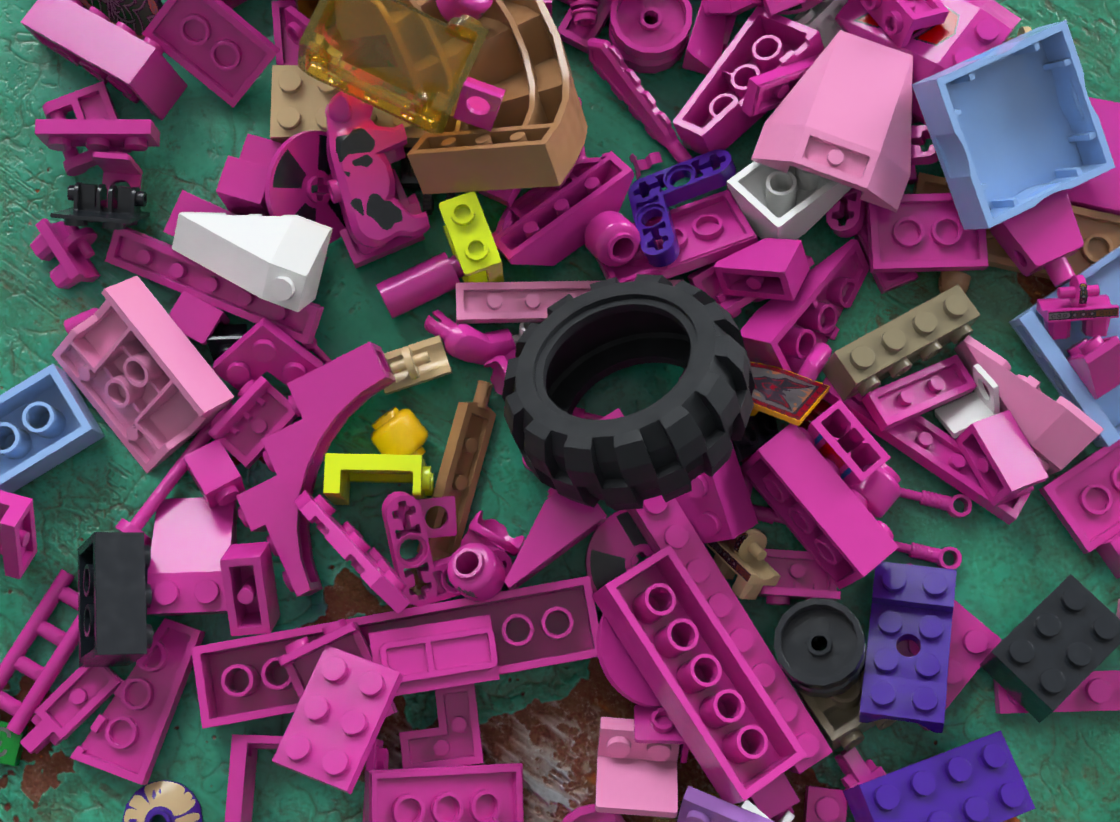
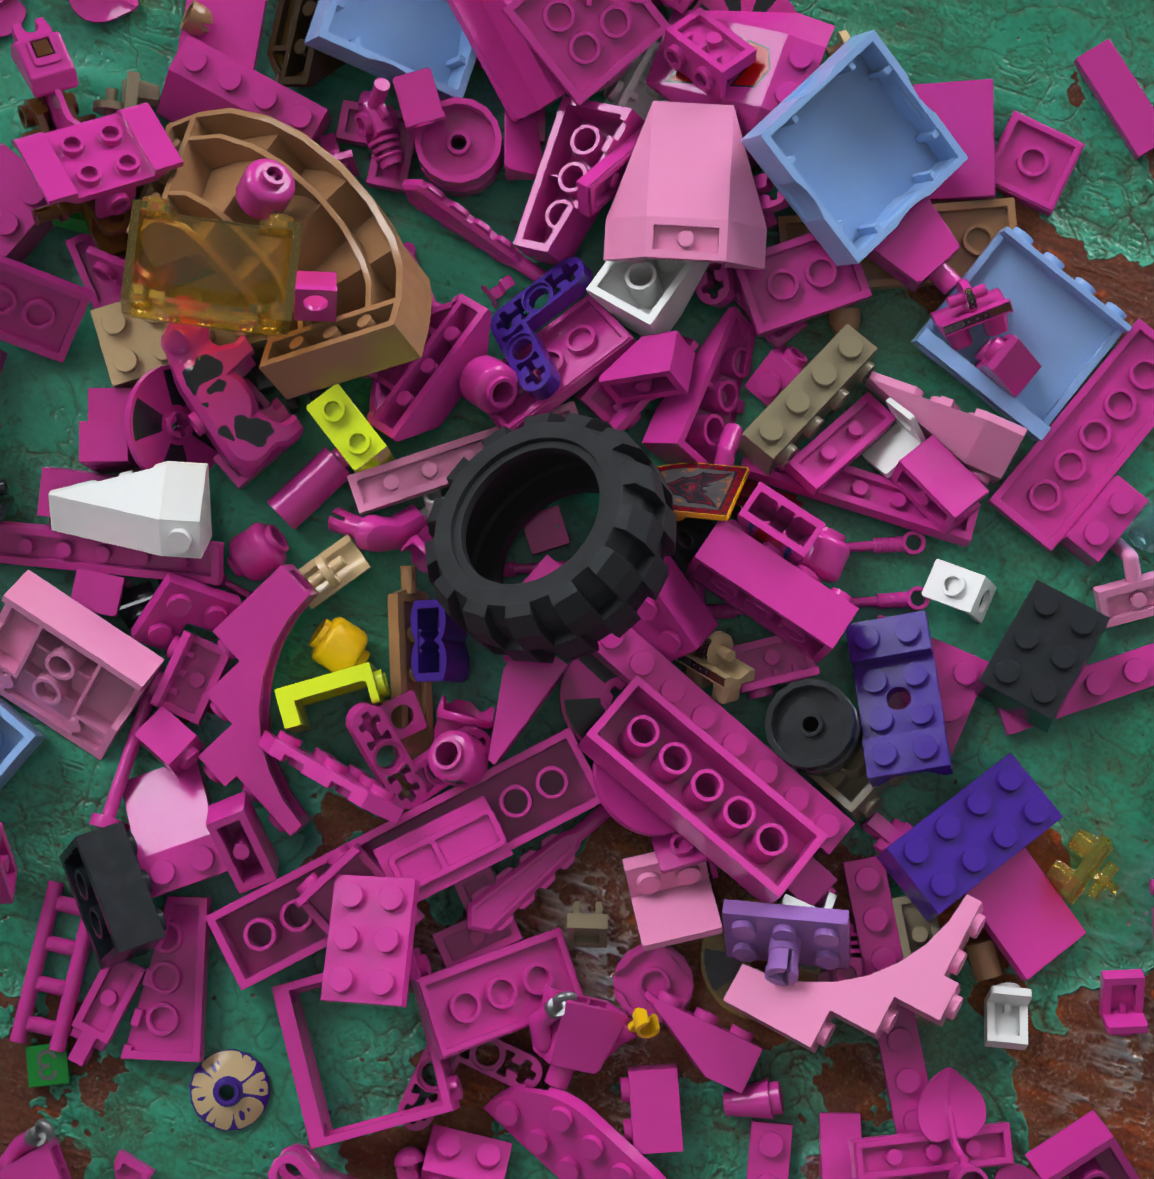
camera: 10 degrees left, 5 degrees up
(352, 326) = (257, 551): none -> dark pink head
(490, 713) = (515, 888): none -> dark pink sword
(491, 465) = (439, 647): none -> dark purple brick
(547, 773) = (587, 929): none -> dark tan tile
(622, 390) = (546, 531): none -> dark pink tile
(876, 311) = (776, 373): none -> dark pink bracket
(992, 561) = (959, 589): none -> white bracket

